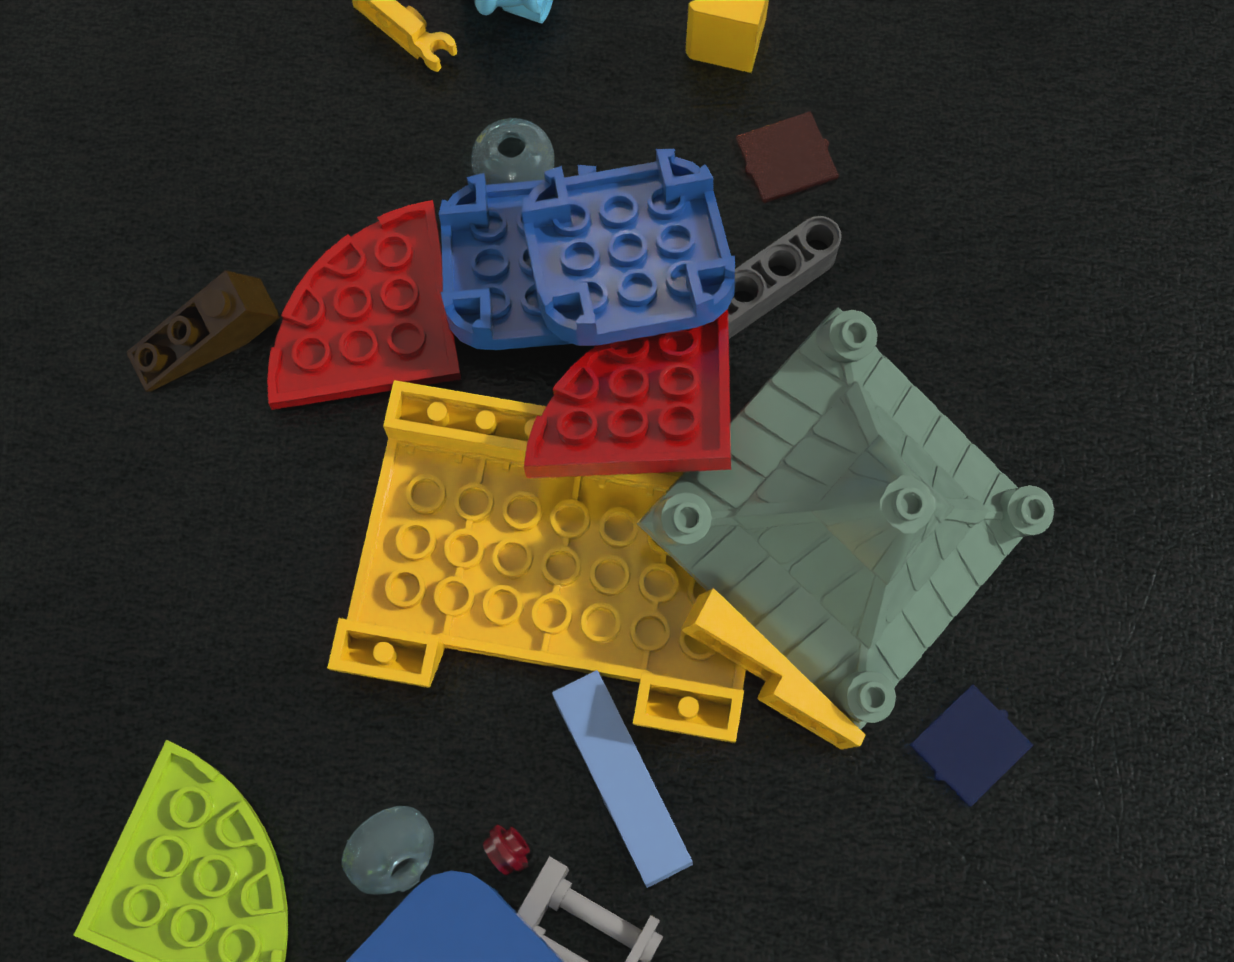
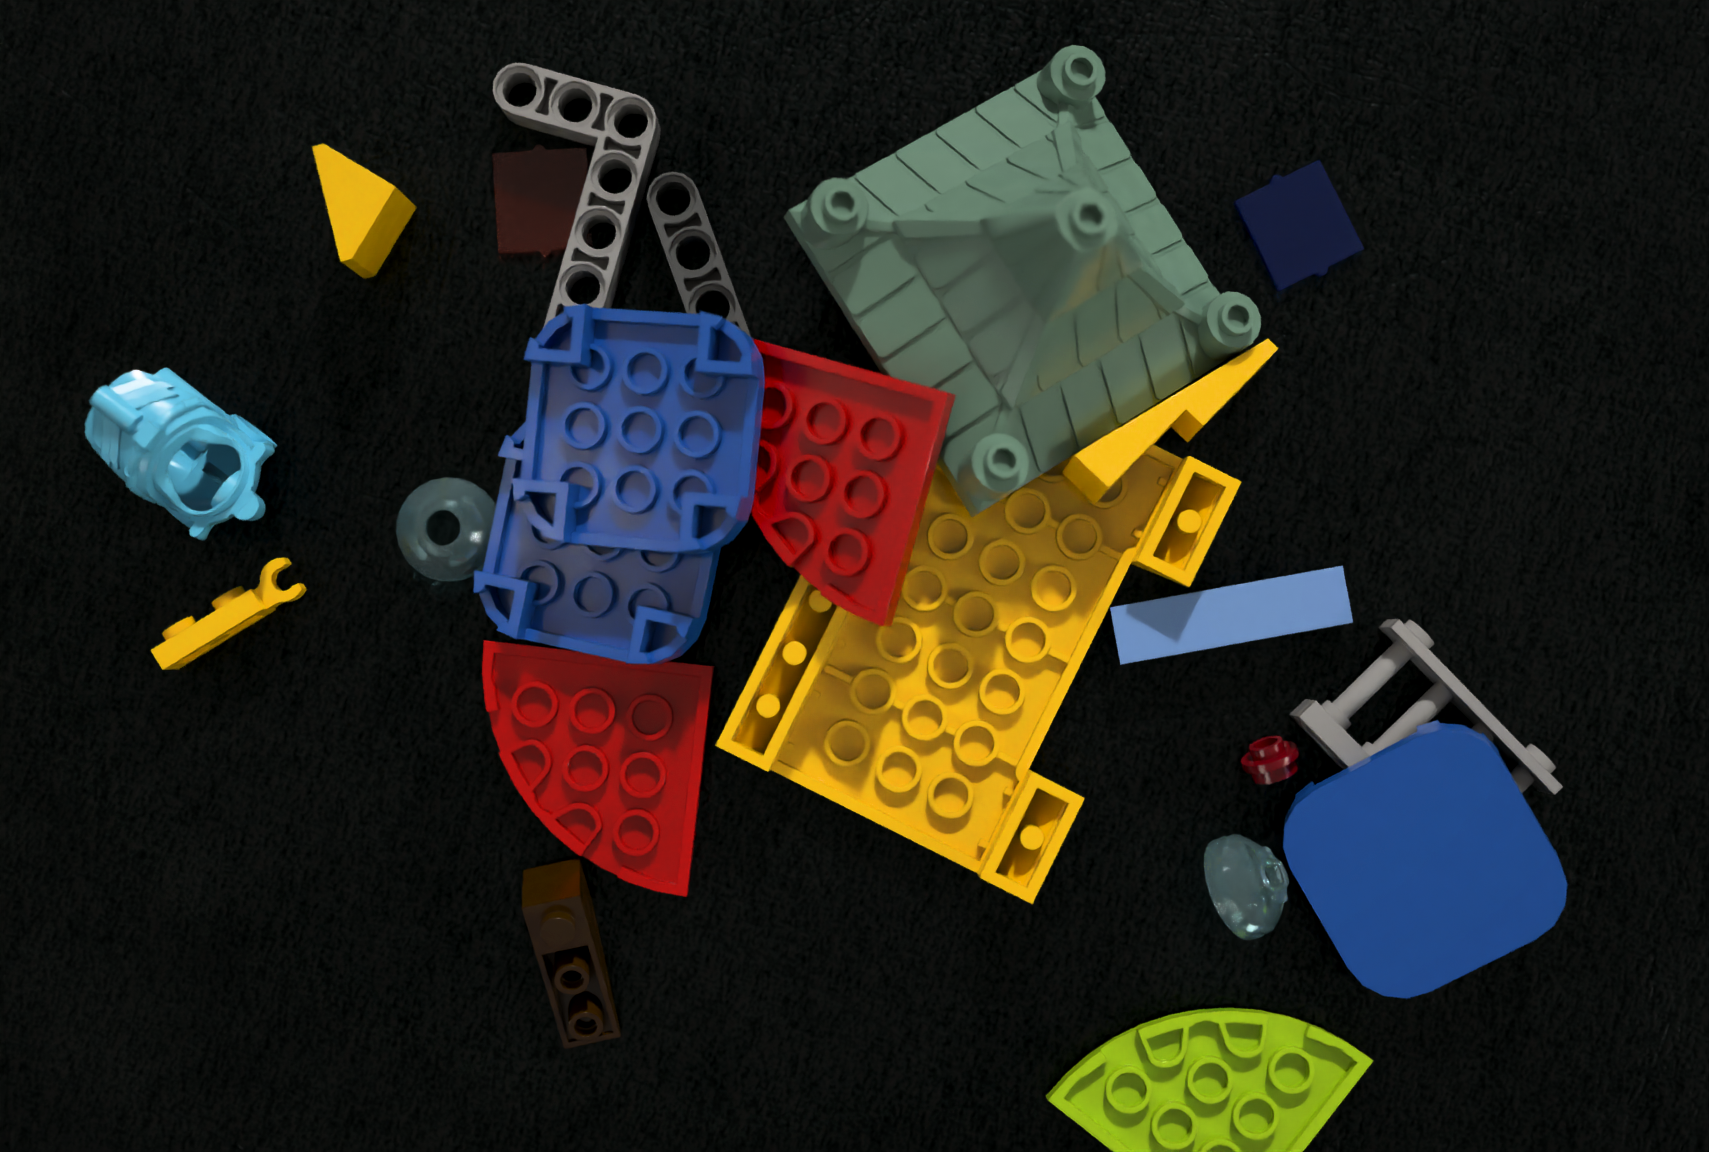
camera: 75 degrees left, 15 degrees up
(837, 185) = (610, 152): none -> light grey beam

